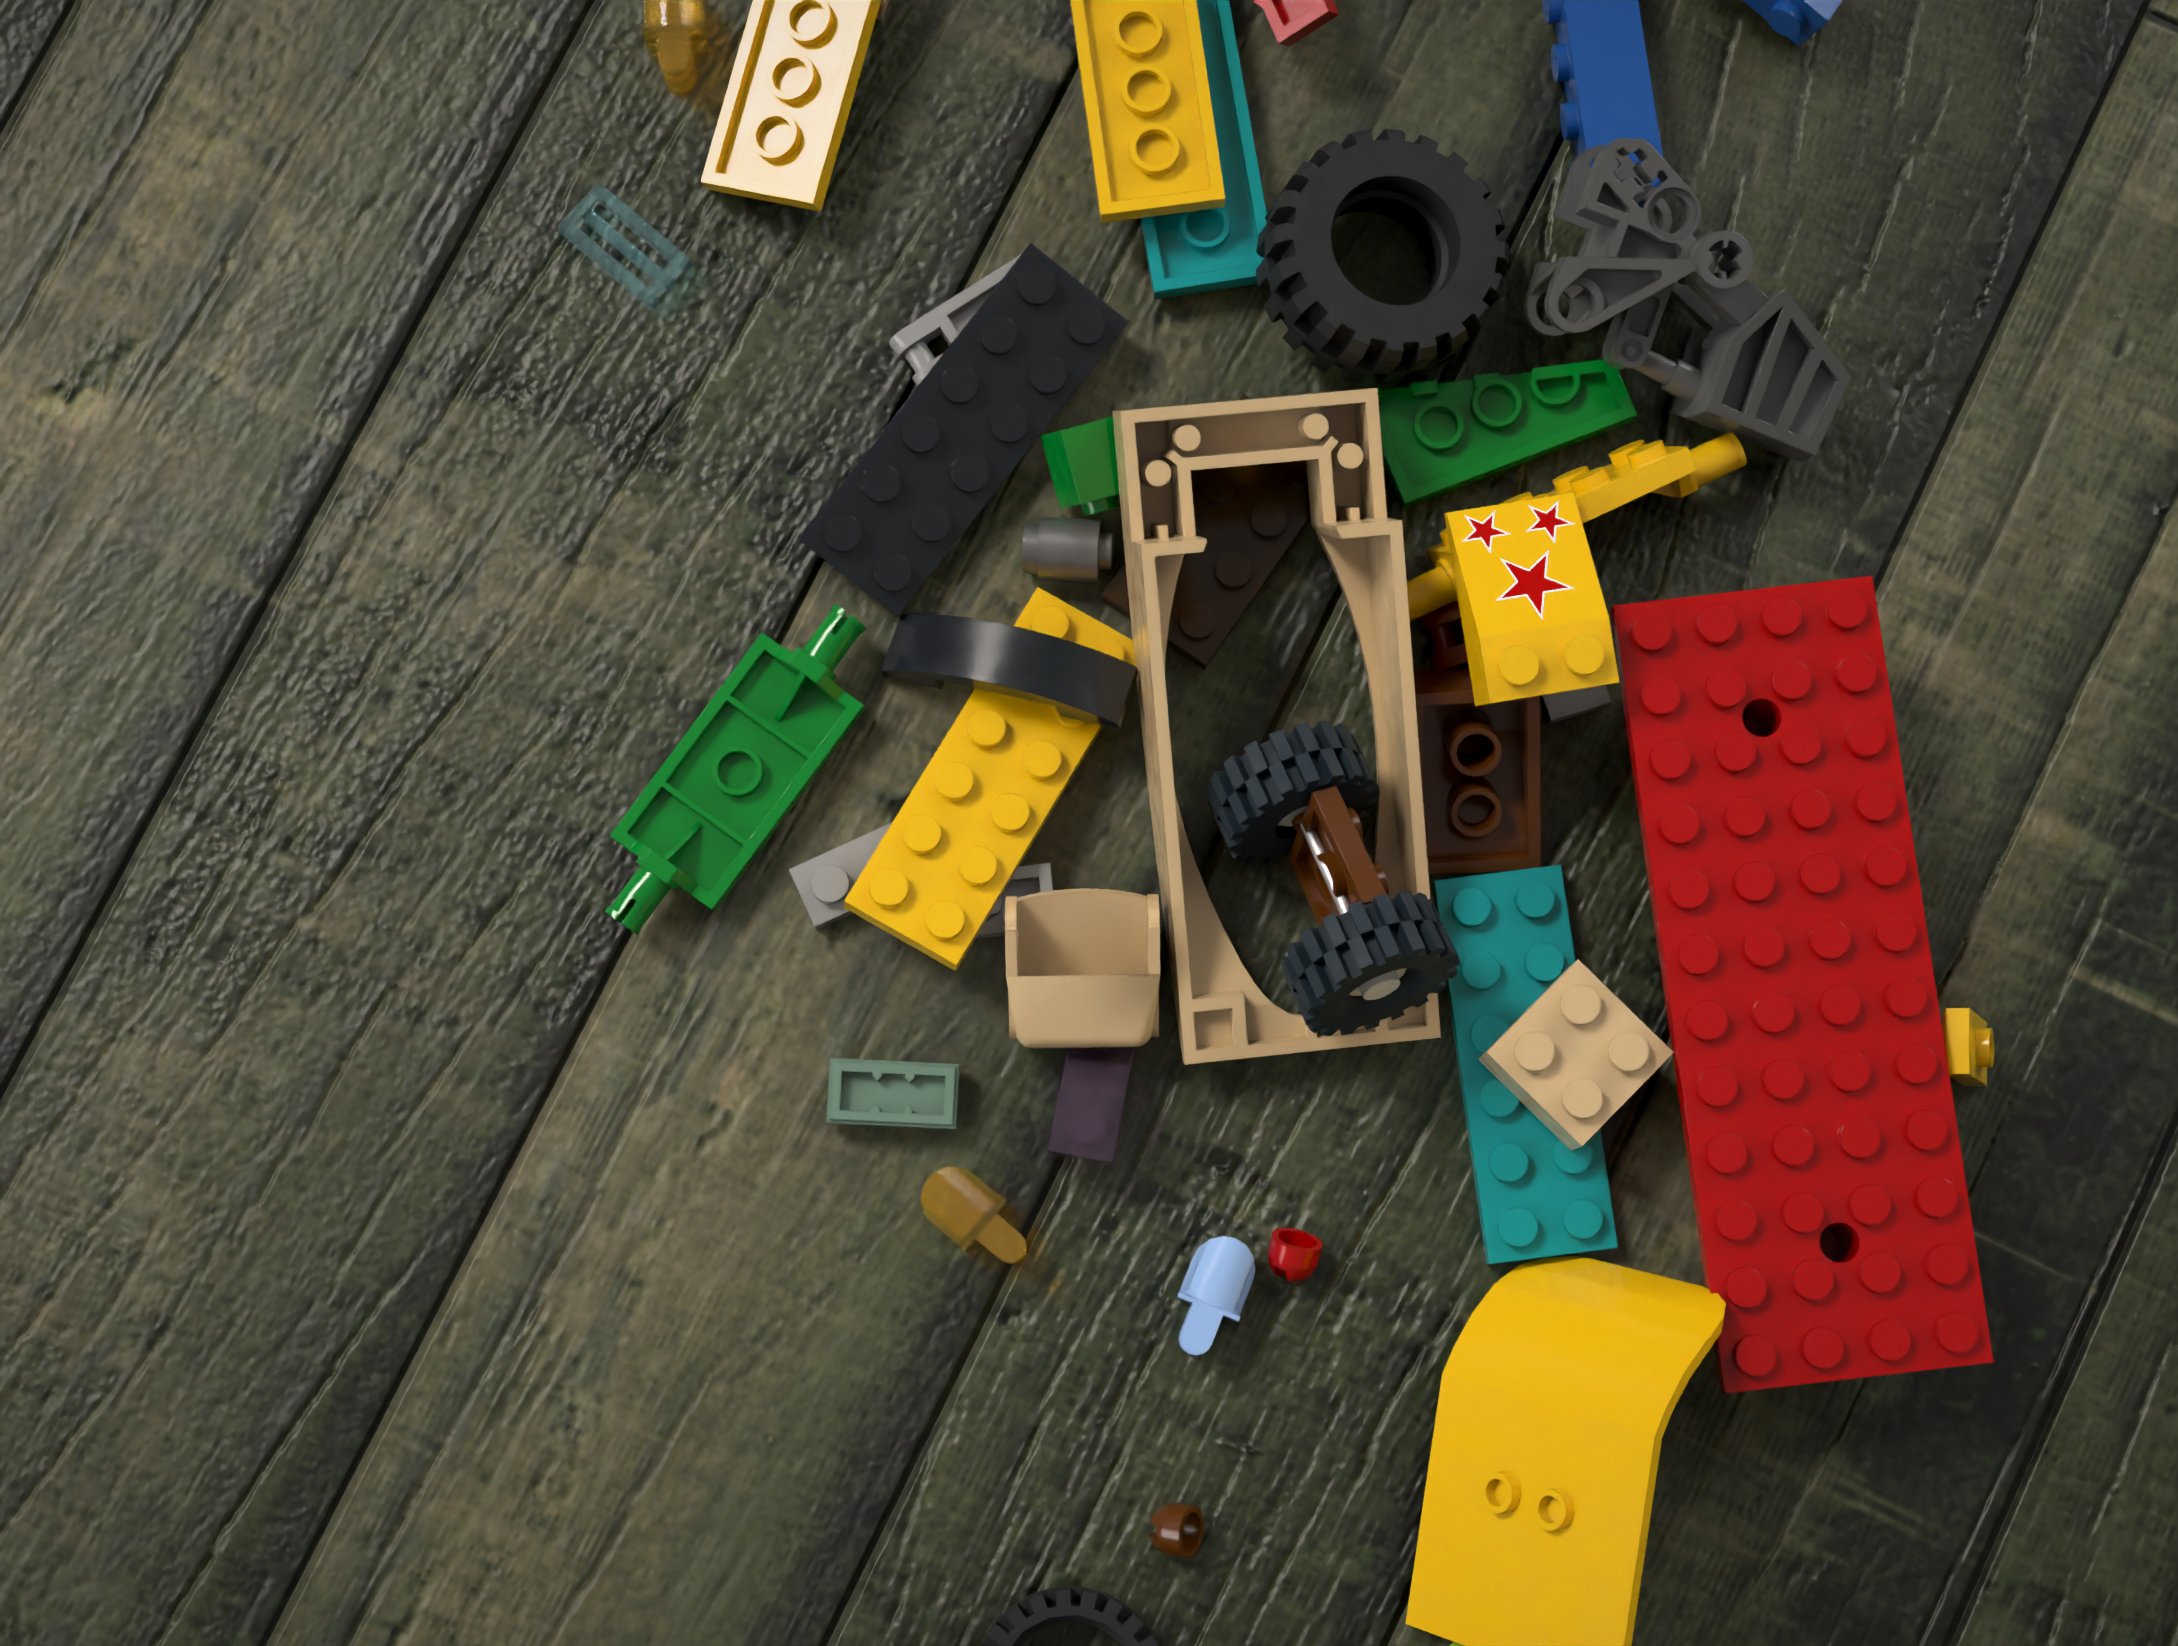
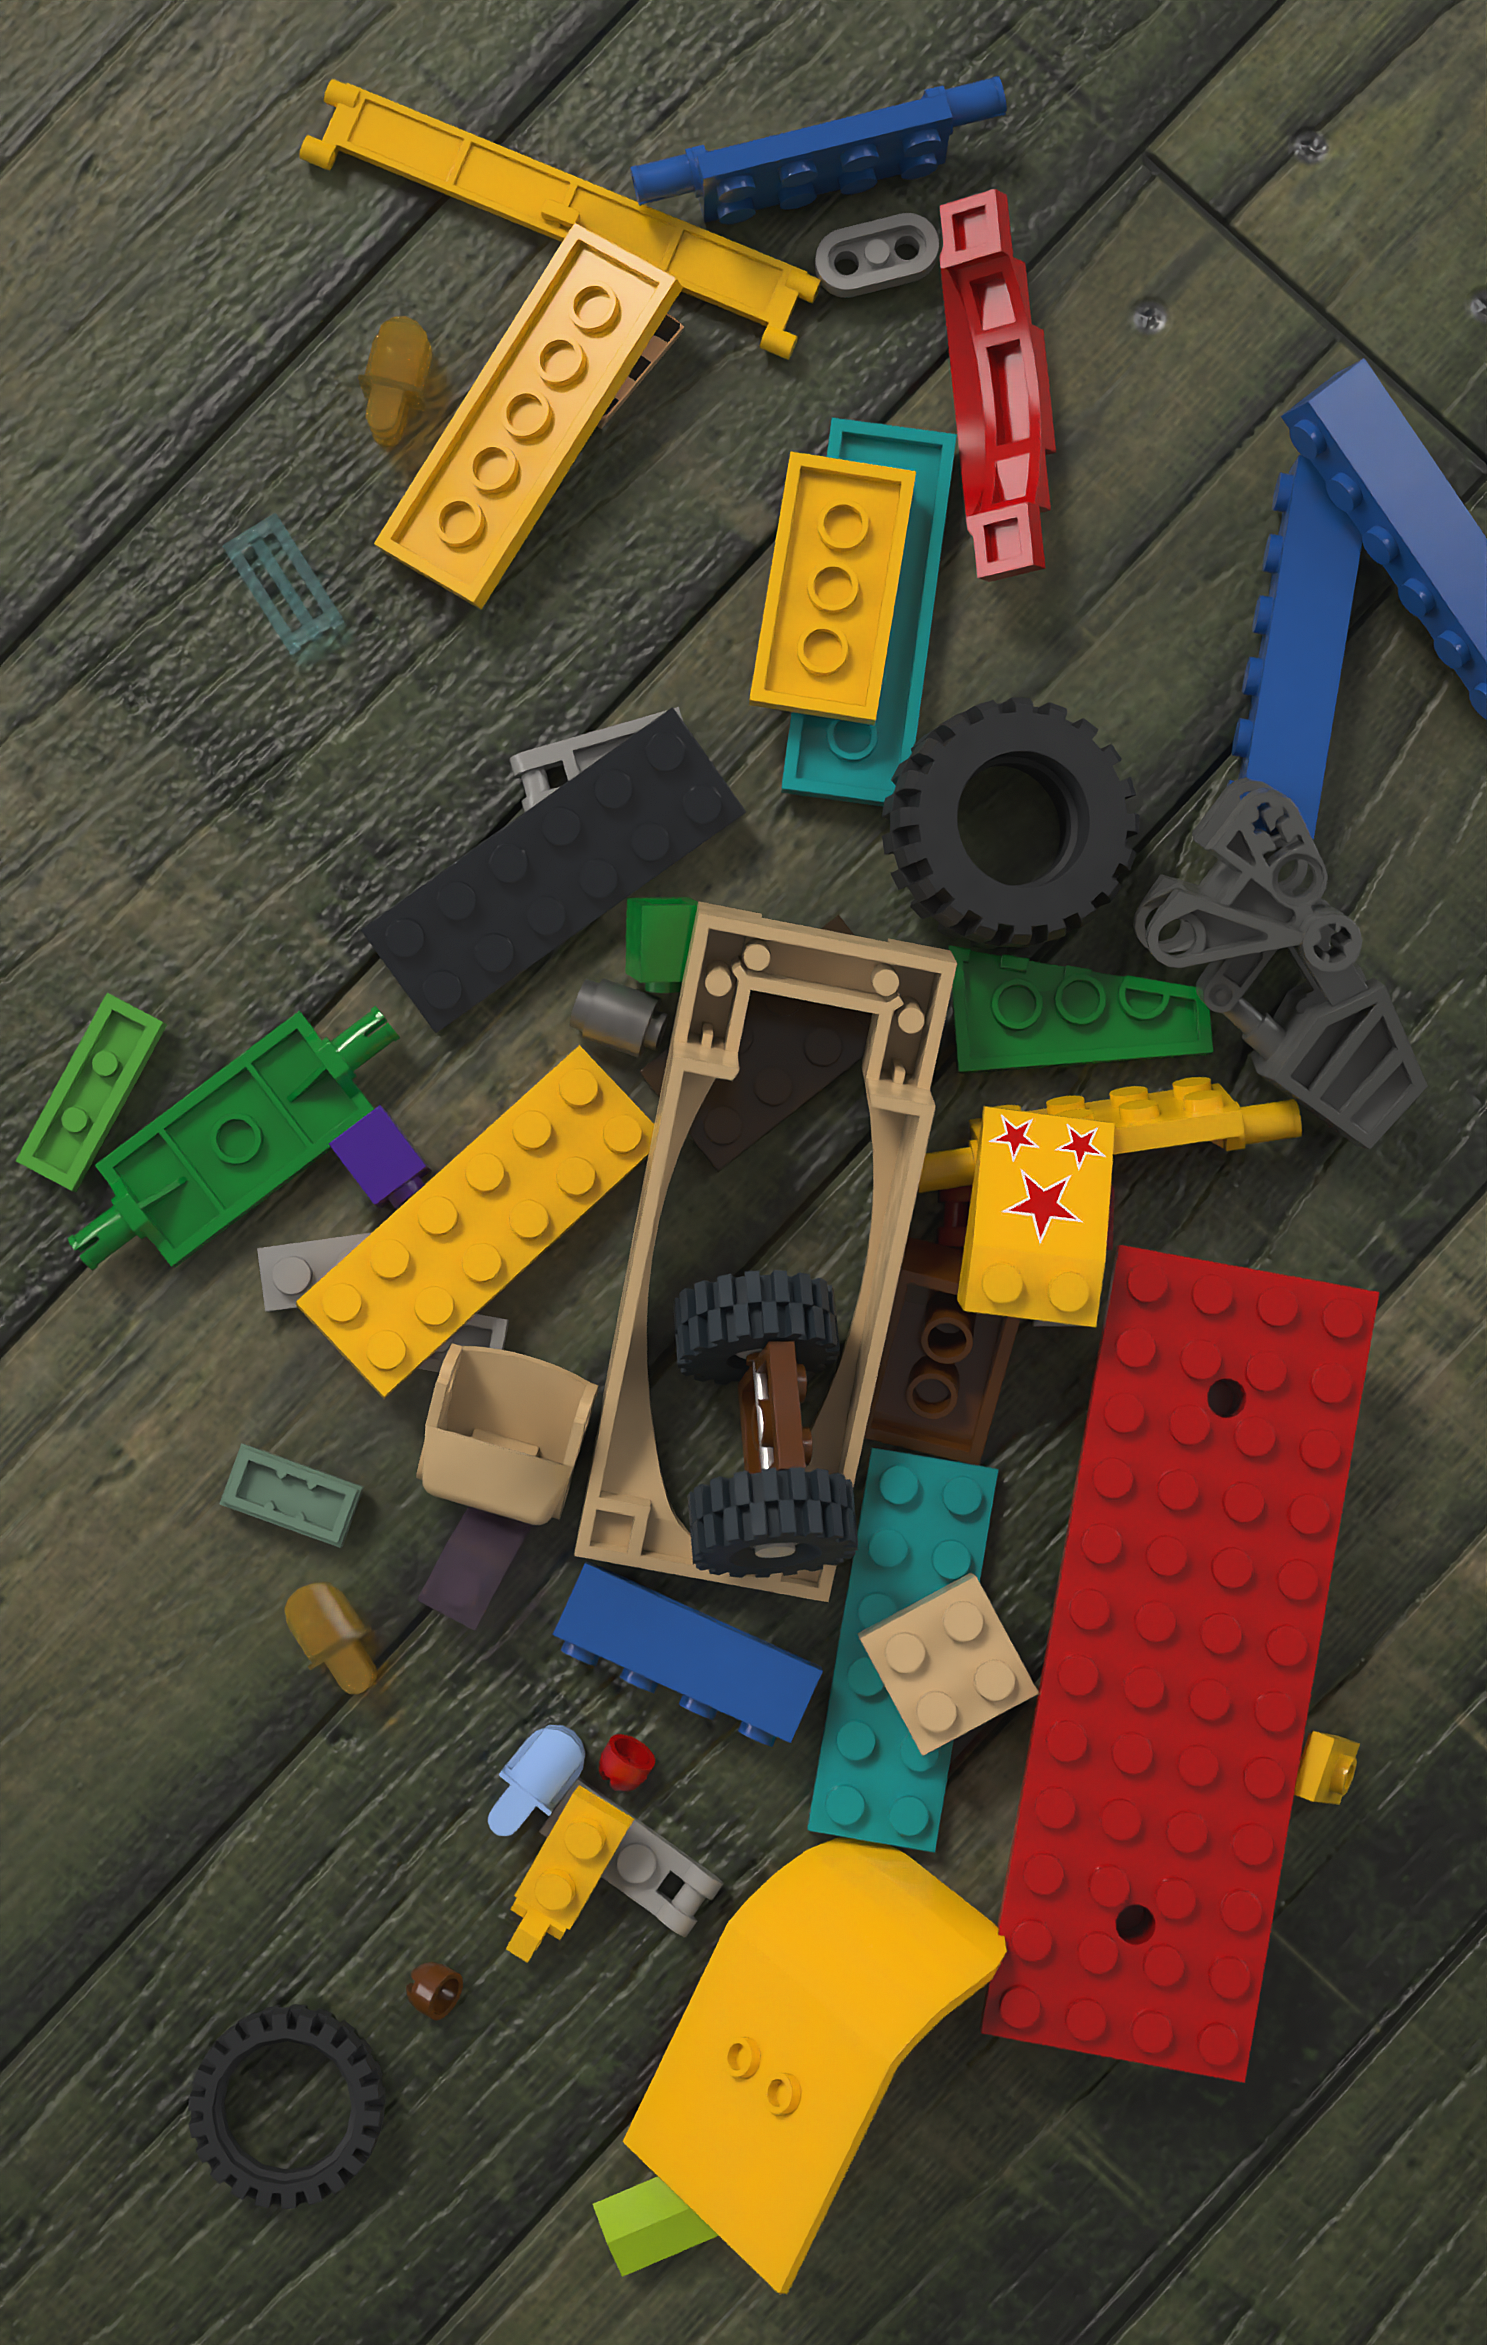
camera: 15 degrees right, 5 degrees up
(585, 770) = (91, 1092): none -> bright green plate
(882, 748) = (381, 1159): none -> dark purple brick
(1012, 663) = (527, 1118): black slope -> none
(1271, 1370) = (566, 1870): none -> yellow hinge
(1322, 1125) = (688, 1653): none -> blue brick
(1324, 1342) = (643, 1864): none -> light grey plate

